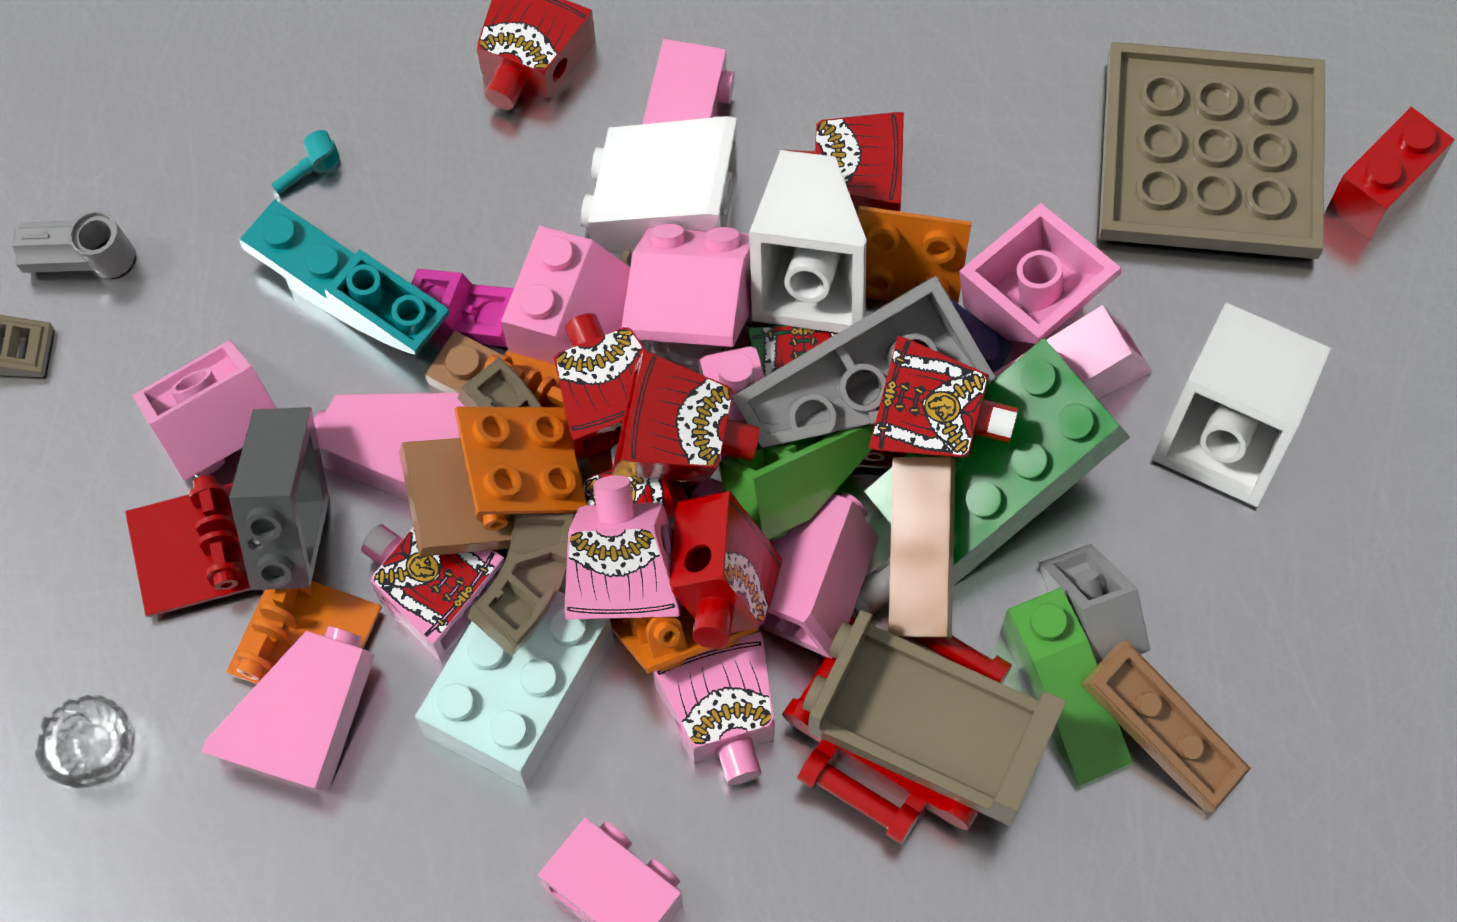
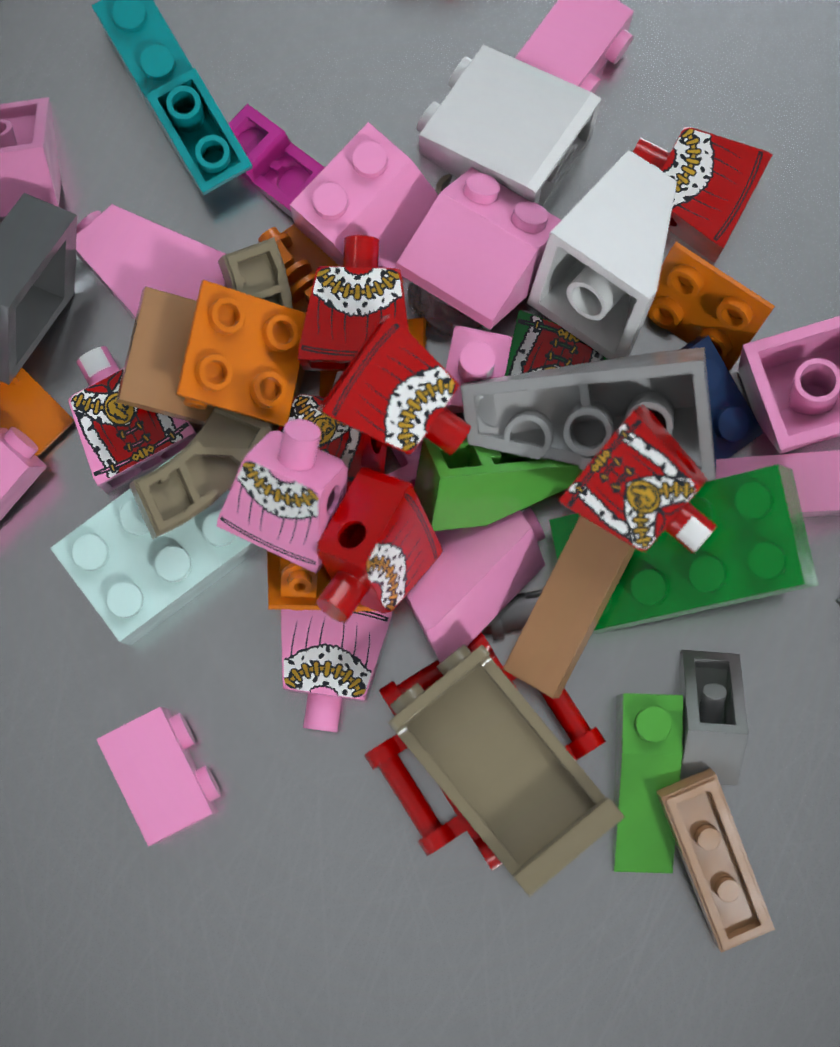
camera: 25 degrees right, 15 degrees up
(458, 363) = (245, 219): medium nougat plate -> none

